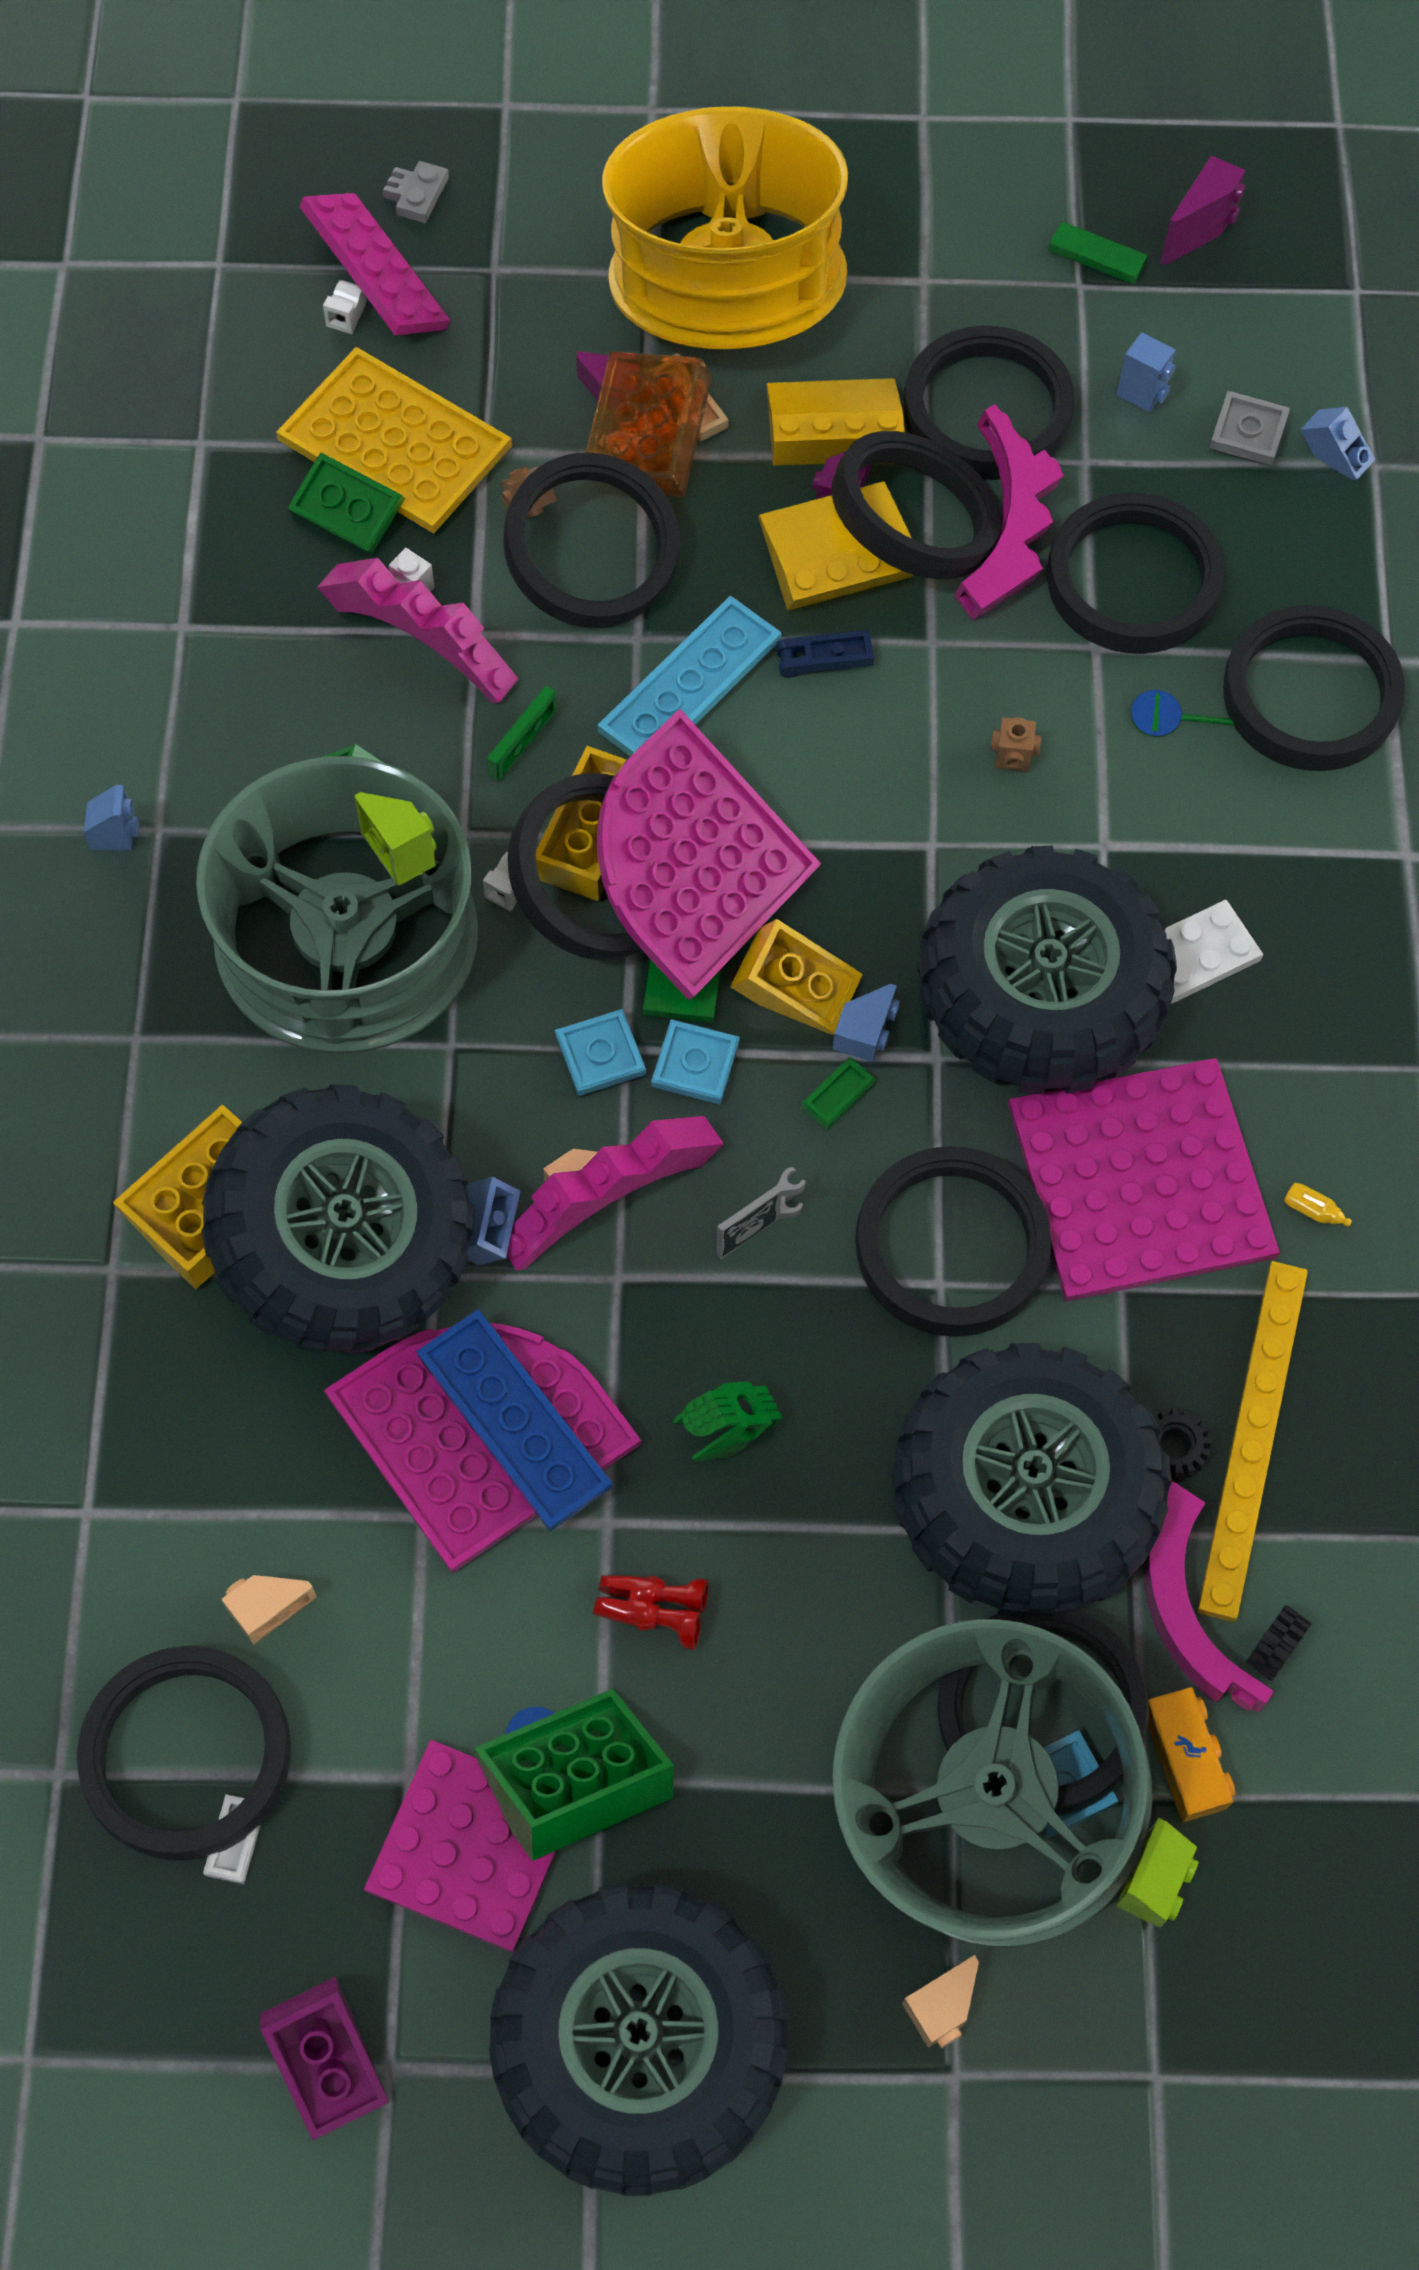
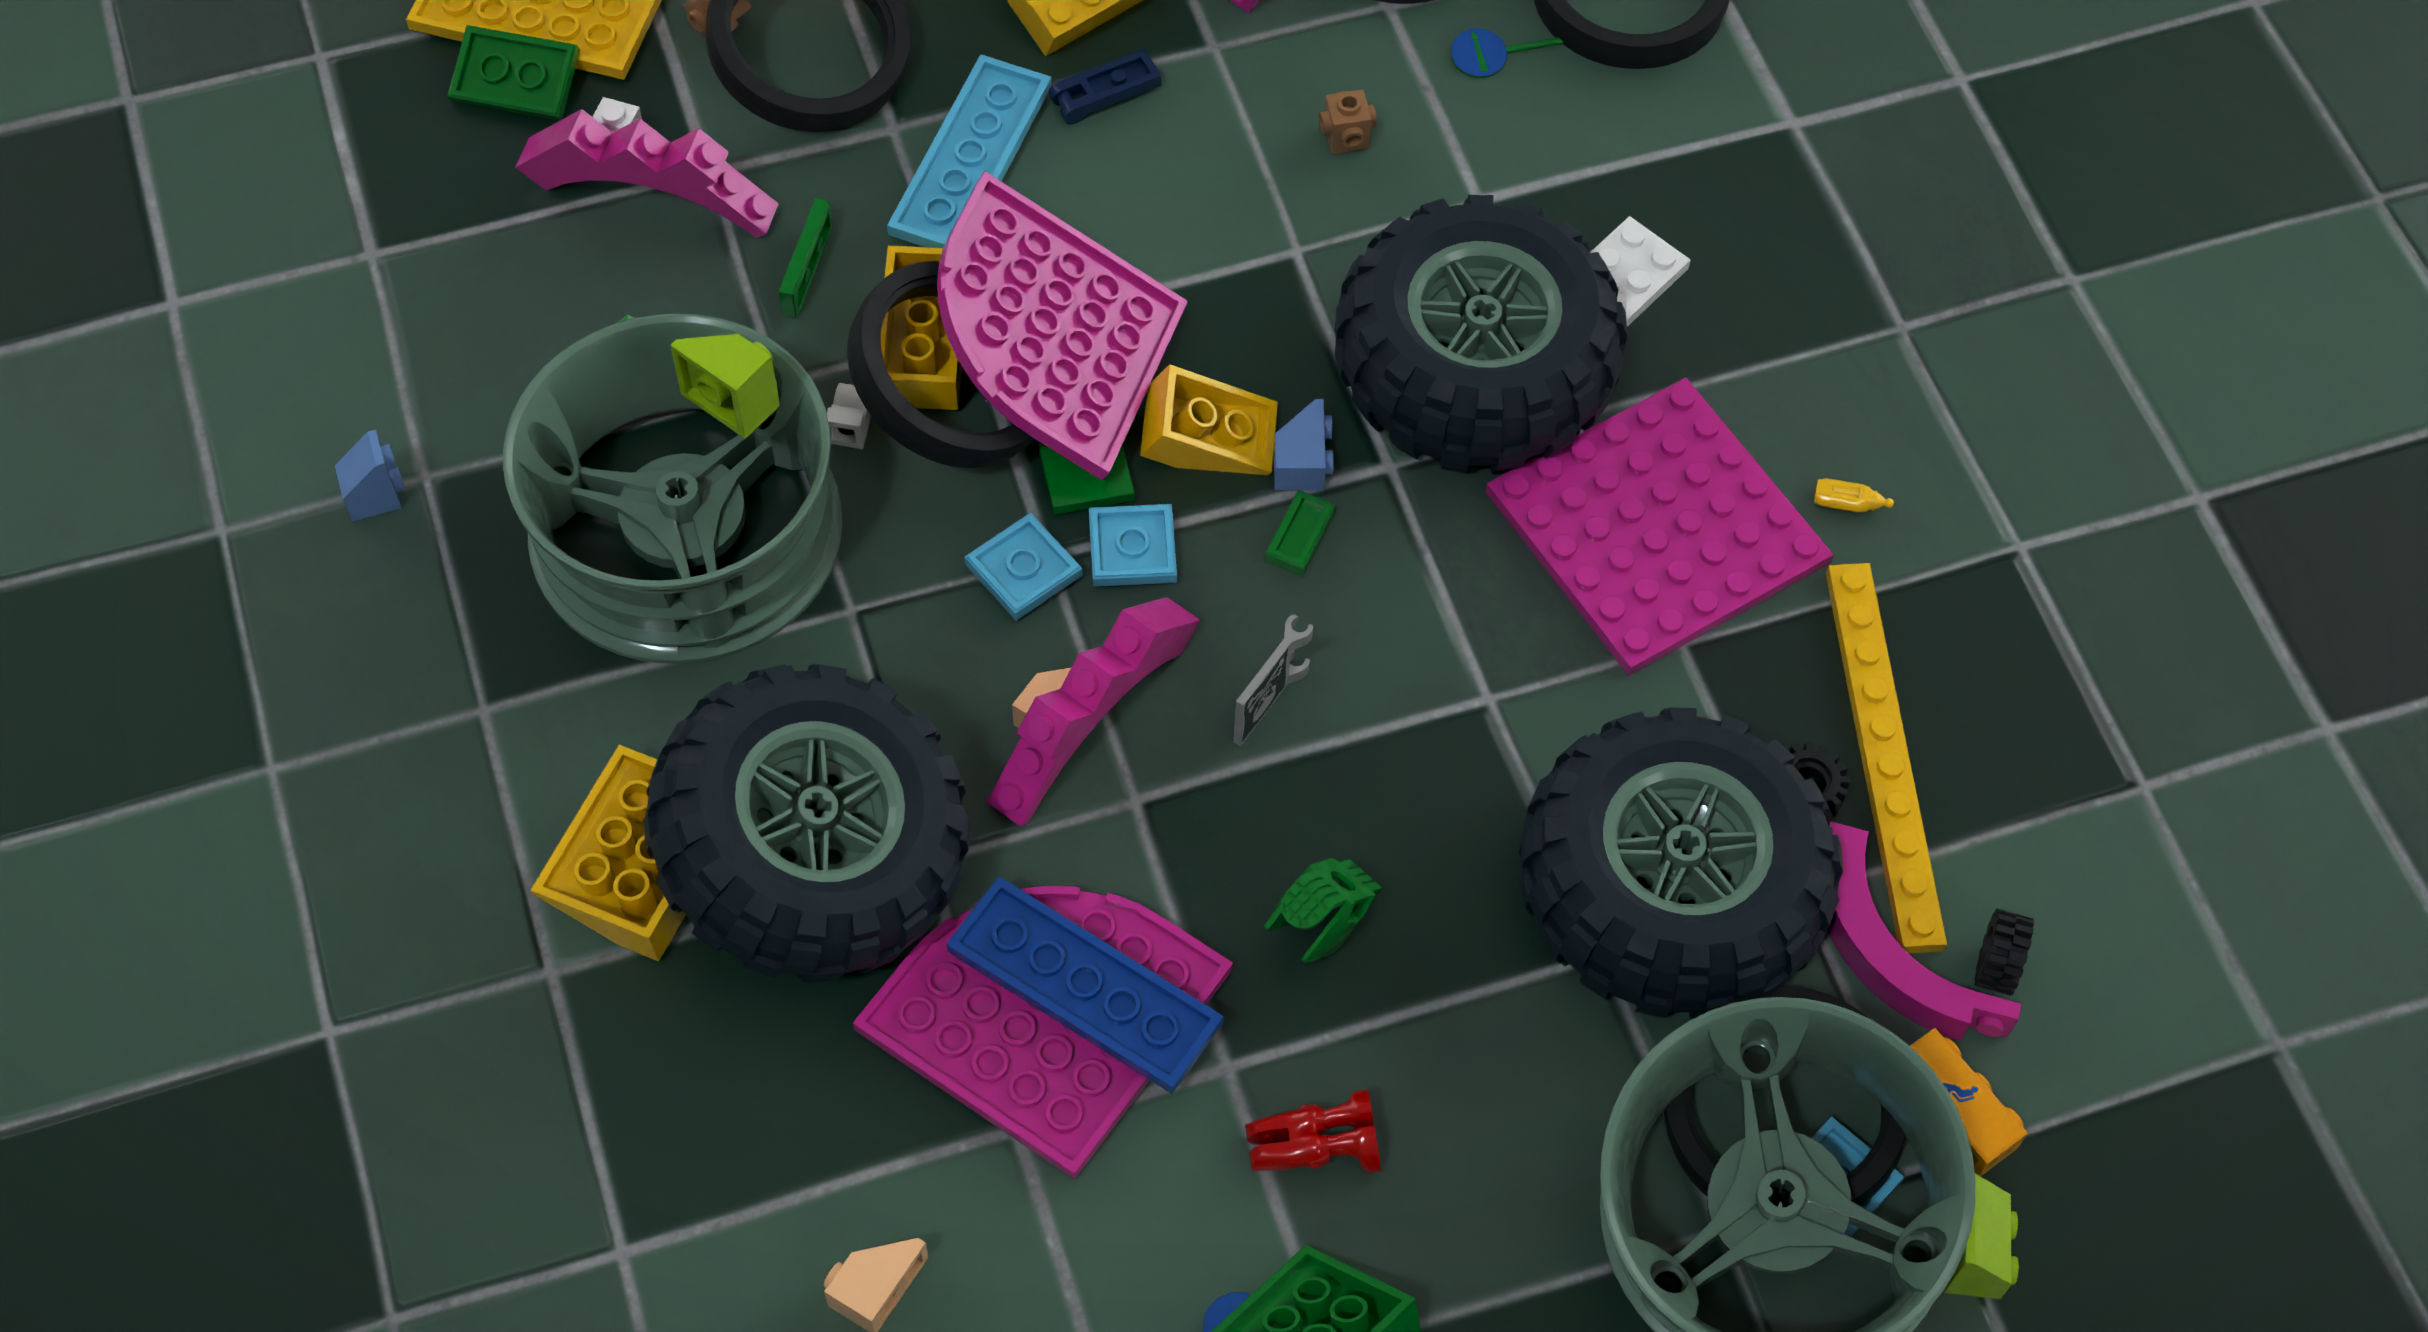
camera: 20 degrees left, 5 degrees down
(494, 1217) = (981, 775): medium blue brick -> none
(972, 1165) = (1497, 563): black tyre -> none

